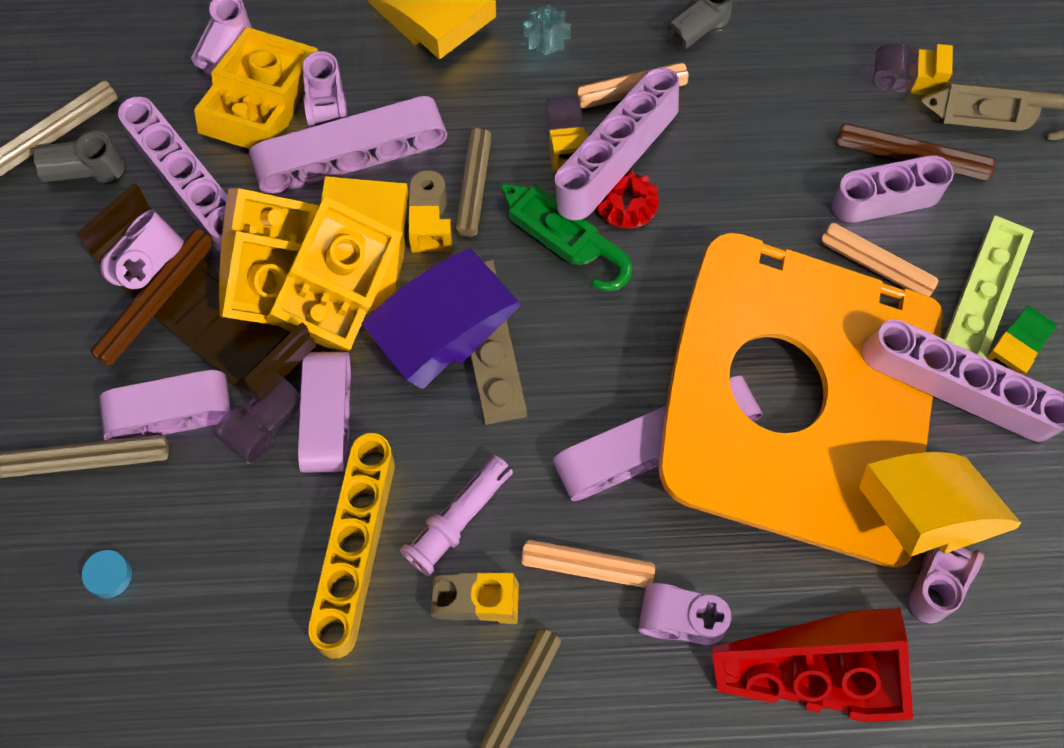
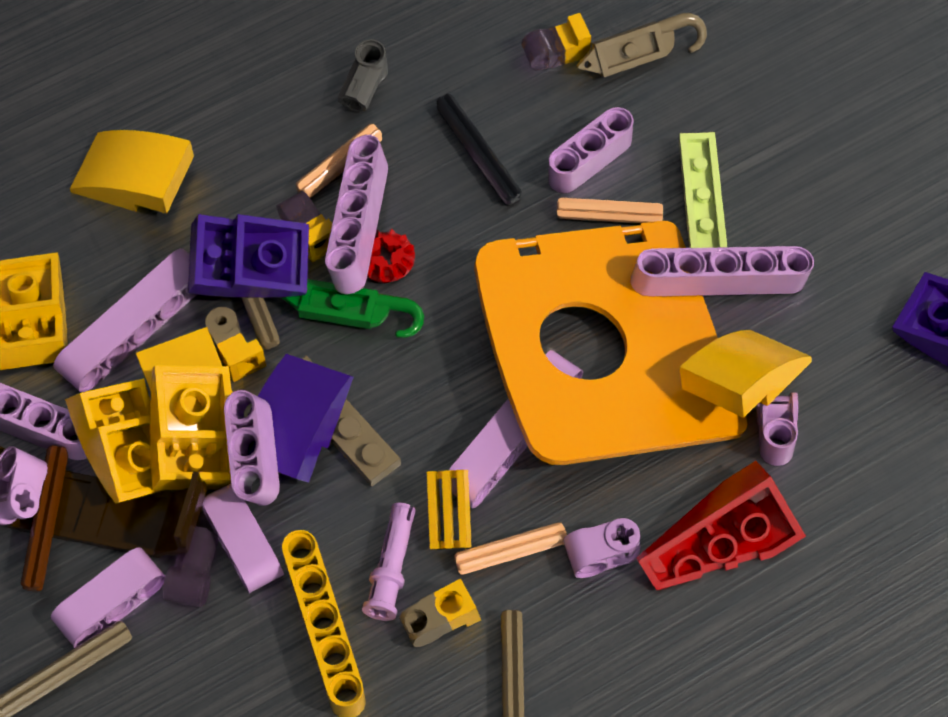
camera: 25 degrees left, 5 degrees down
(323, 97) = (89, 291): lavender piece -> none
(377, 306) = (240, 434): none -> lavender beam
(487, 135) = (248, 257): none -> dark purple slope
(529, 484) = (434, 509): none -> yellow tile
(546, 29) = (243, 147): clear light blue gear -> none
(777, 137) = (479, 149): none -> black axle
(907, 148) = (590, 110): reddish brown axle -> none
(1023, 340) = (748, 220): leg -> none

